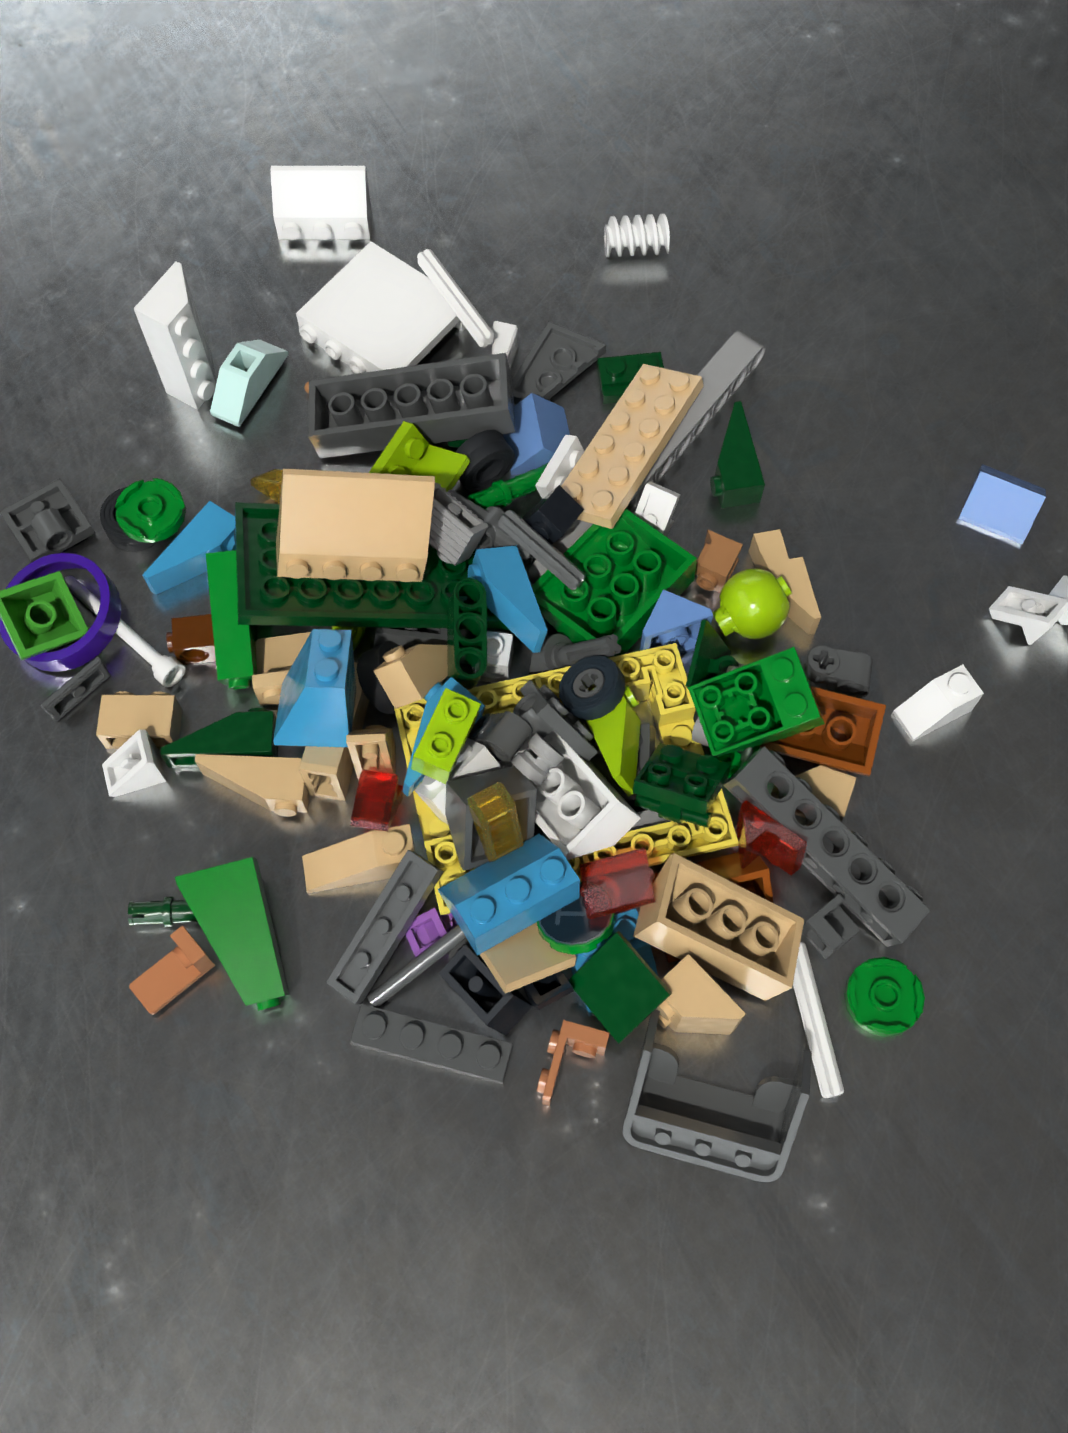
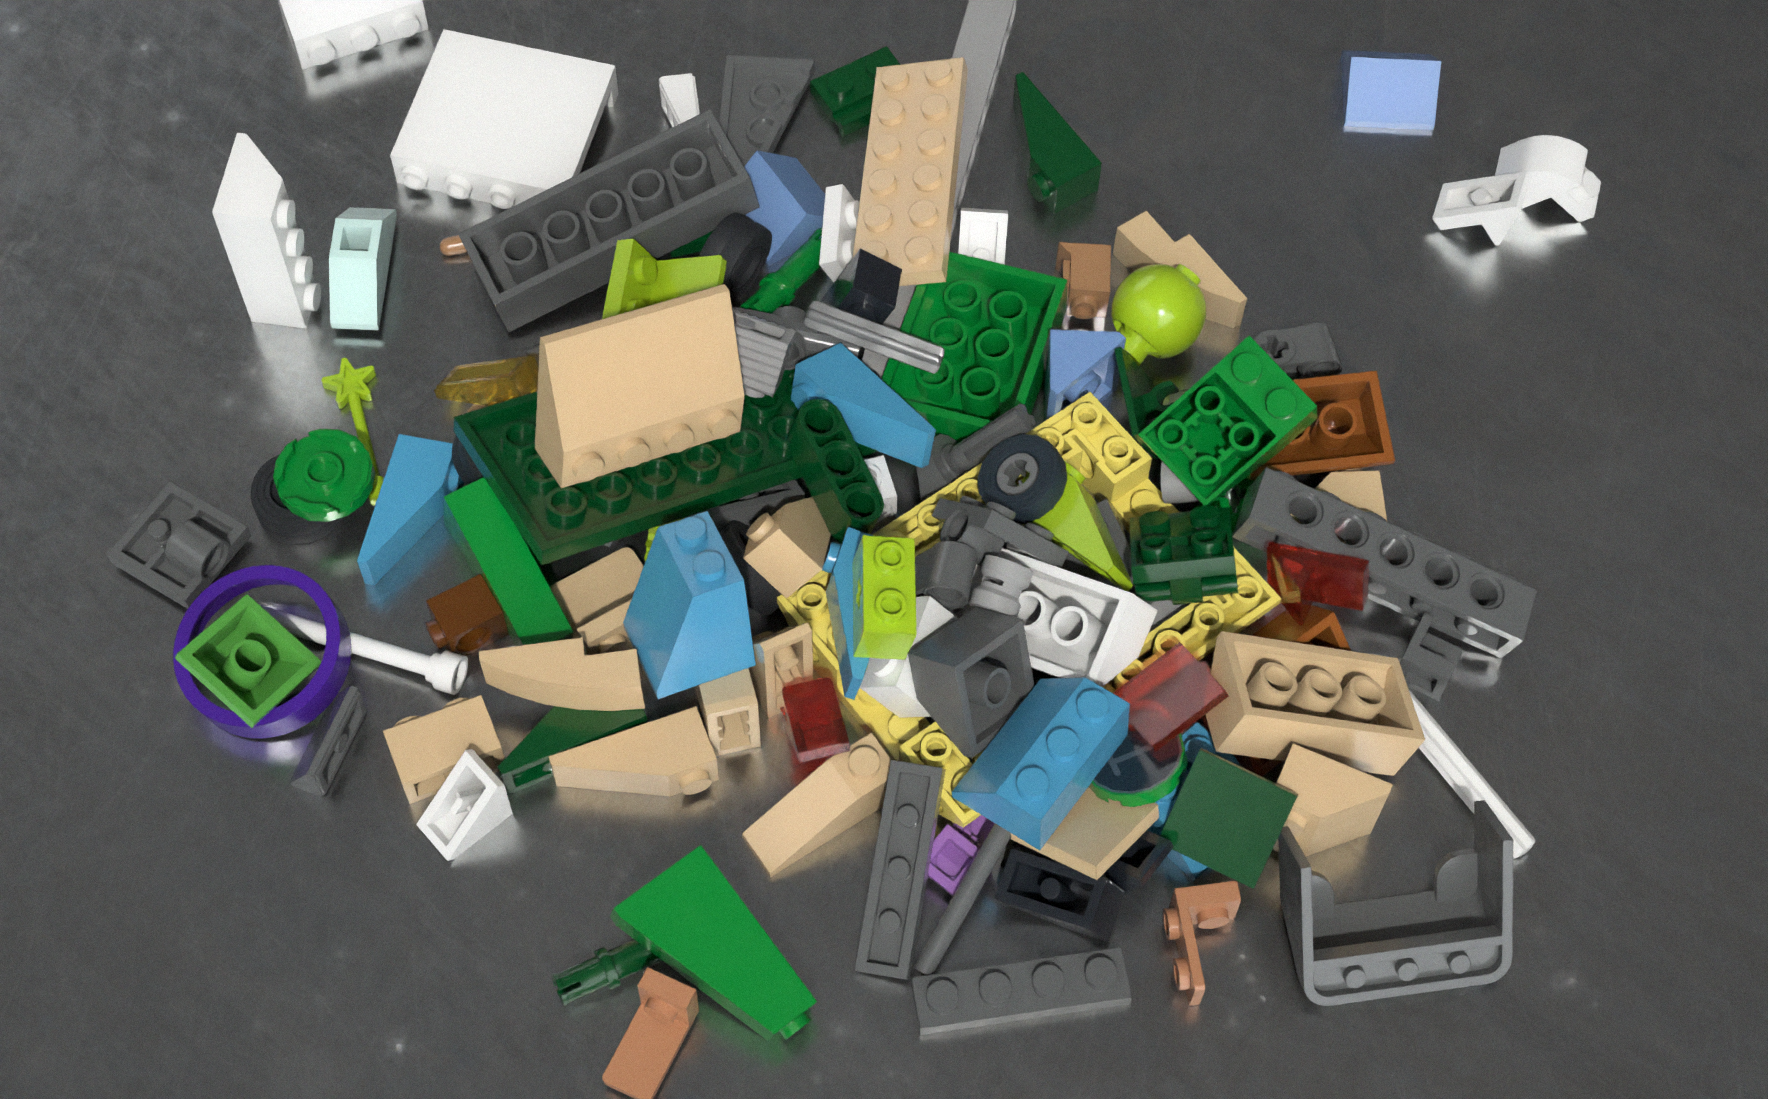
camera: 25 degrees left, 5 degrees down
(203, 459) = (351, 388): none -> lime piece
(230, 704) = (565, 676): none -> tan slope
(455, 298) = (597, 64): white axle -> none
(495, 816) = (994, 675): clear yellow slope -> none
(884, 996) = (1527, 715): green tile -> none
(939, 703) = (1429, 350): white slope -> none

